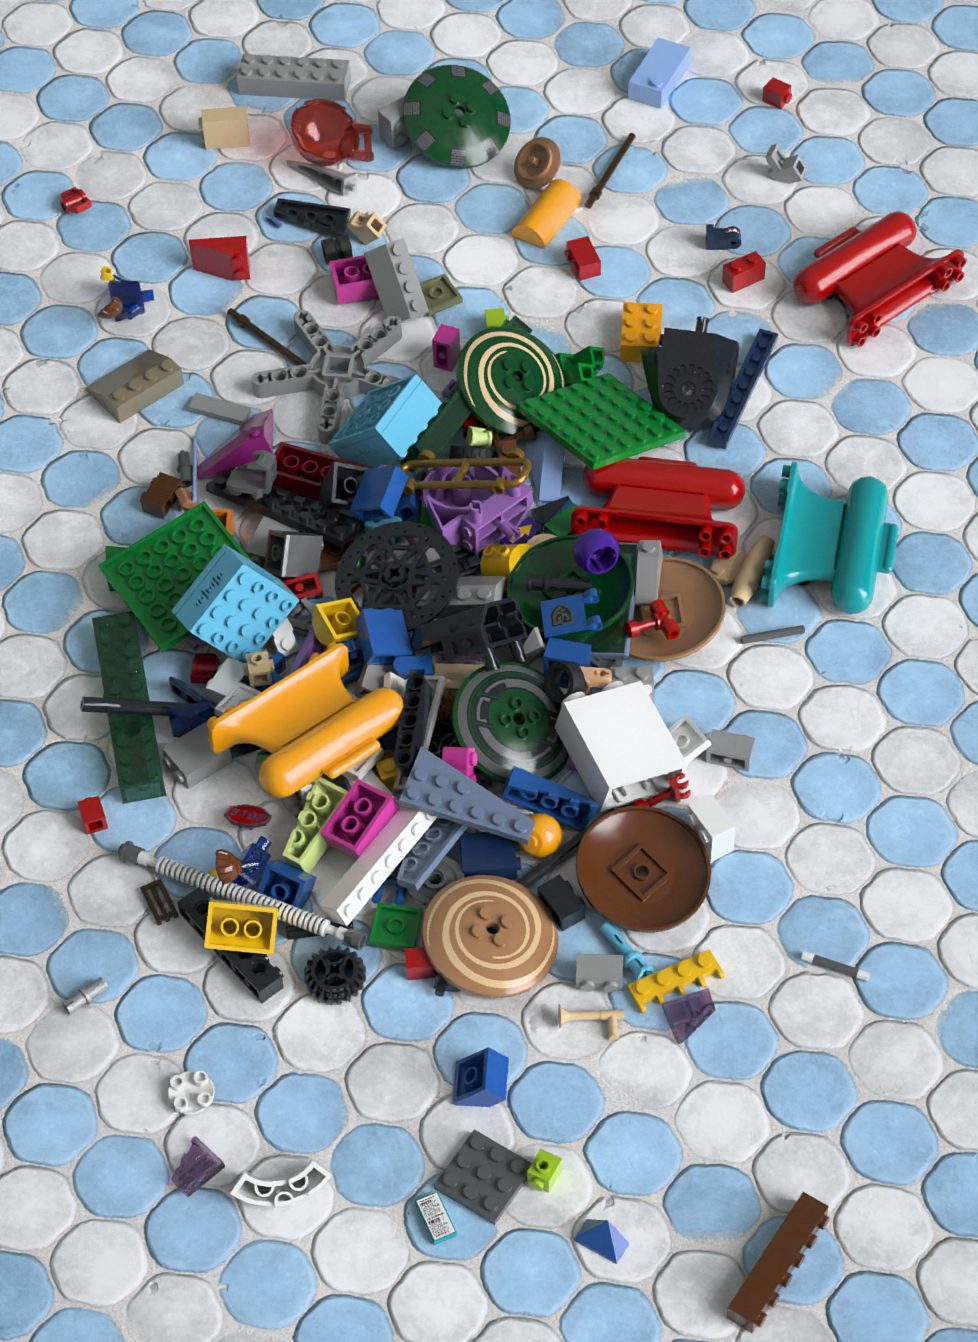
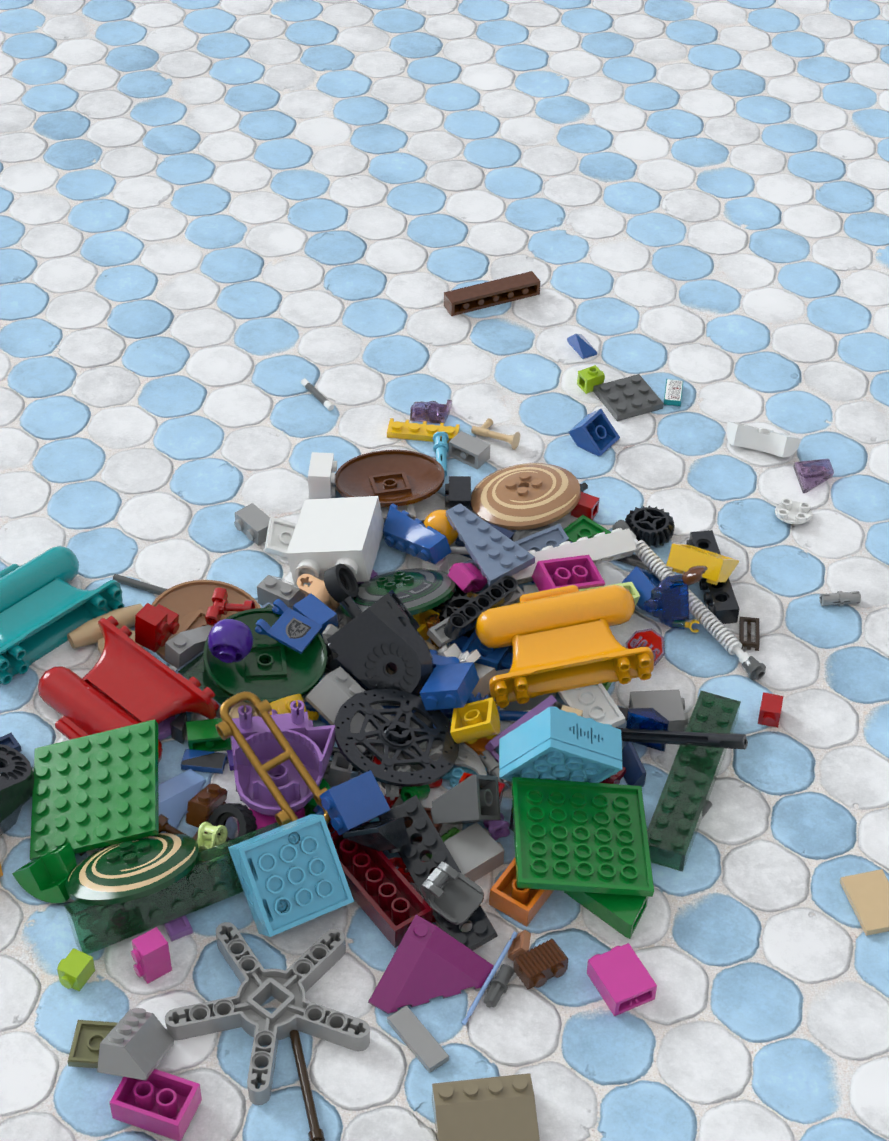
camera: 150 degrees left, 10 degrees down
(93, 515) = (621, 979): none -> dark pink brick
(548, 583) = (284, 654): black pin -> none
(687, 555) = (155, 626): none -> red brick

